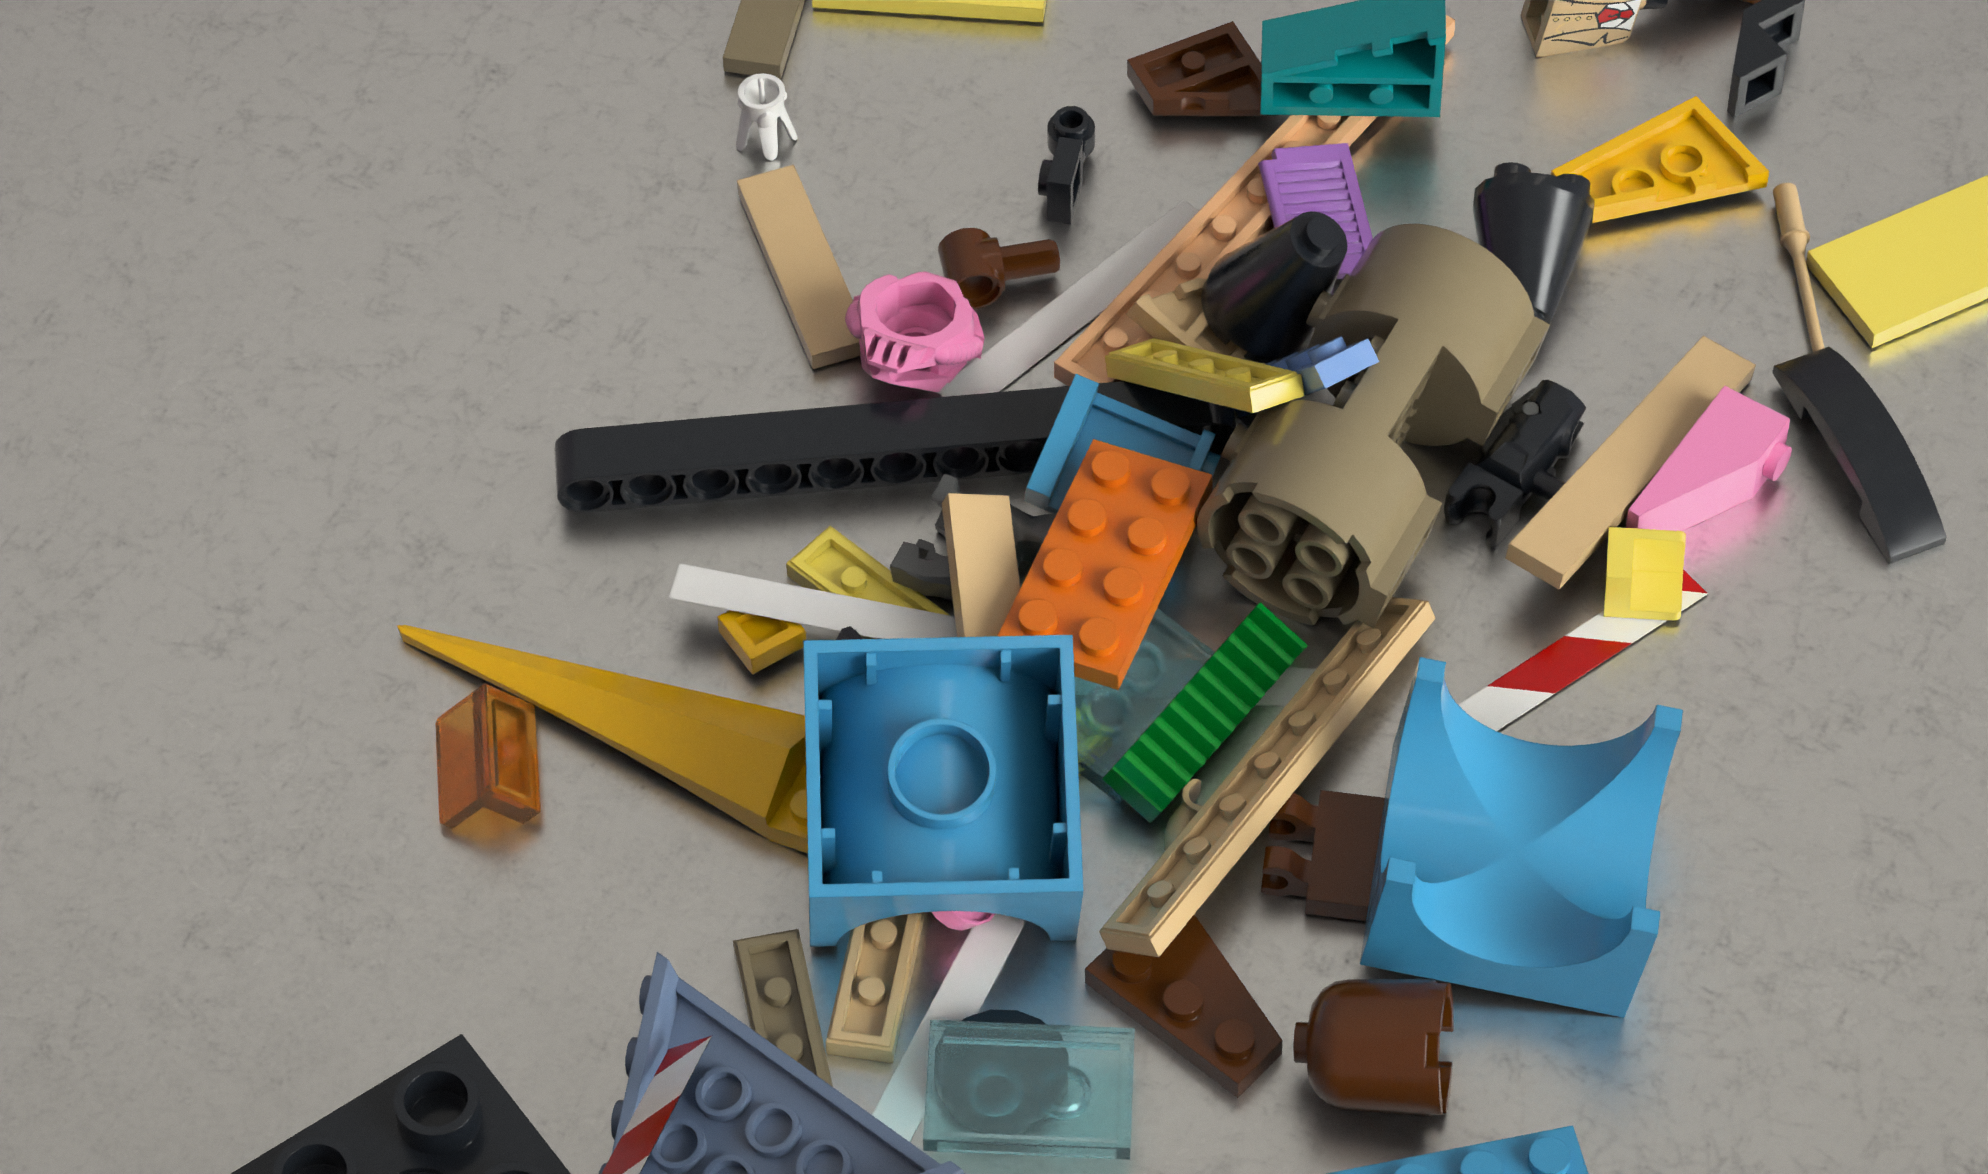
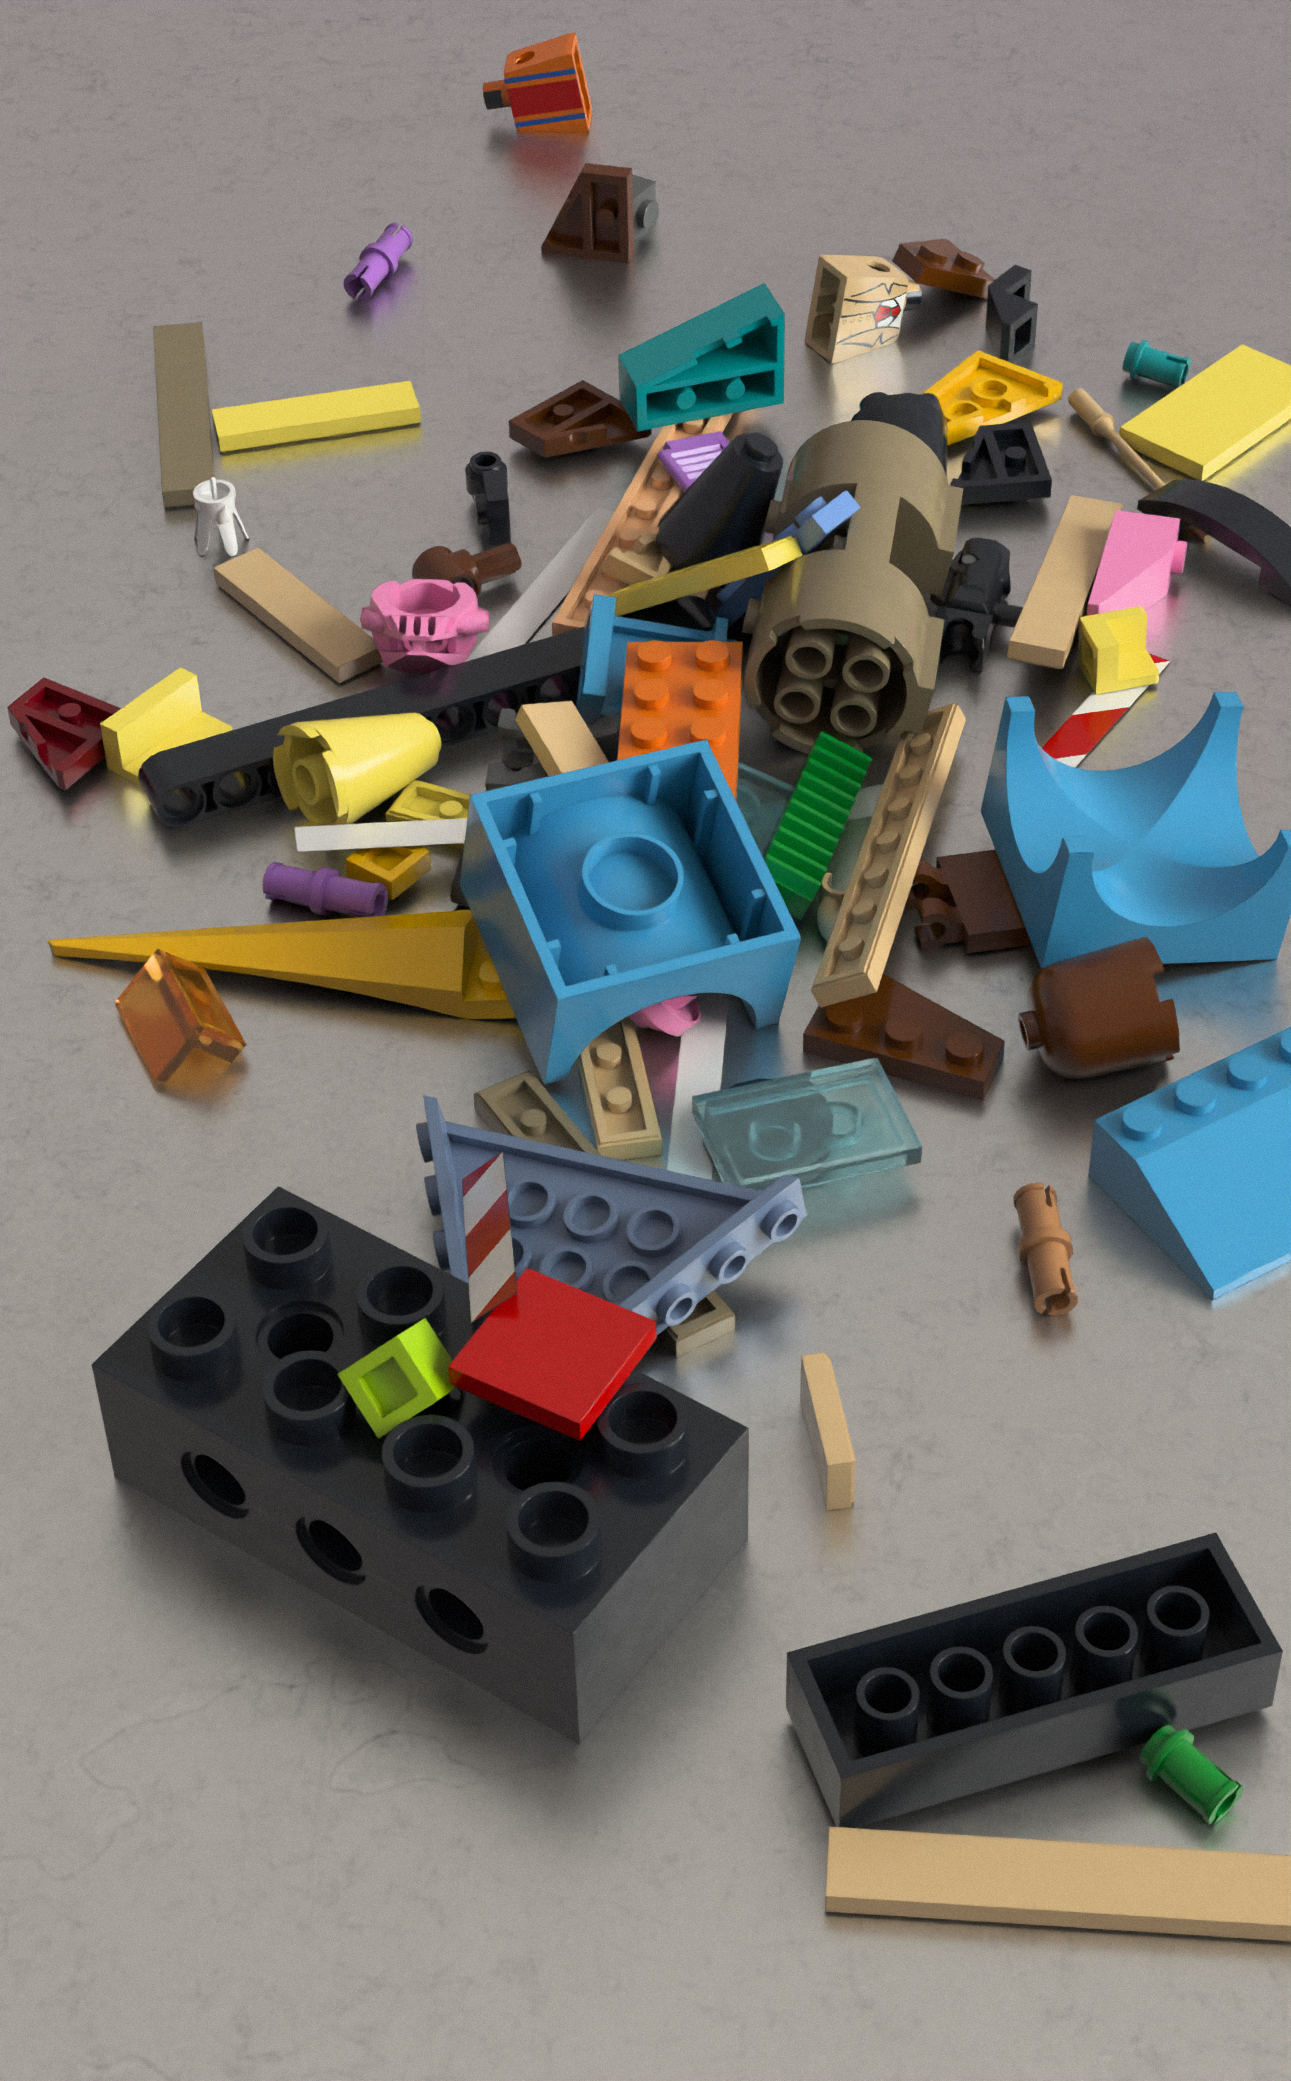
camera: 20 degrees left, 10 degrees down
(509, 360) = (61, 729): none -> dark red wing
(605, 386) = (155, 722): none -> light yellow panel
(686, 647) = (324, 891): none -> medium lavender pin
(770, 501) = (352, 764): none -> light yellow cone
(1646, 272) = (1004, 466): none -> black wing
(1896, 167) = (1155, 364): none -> teal pin

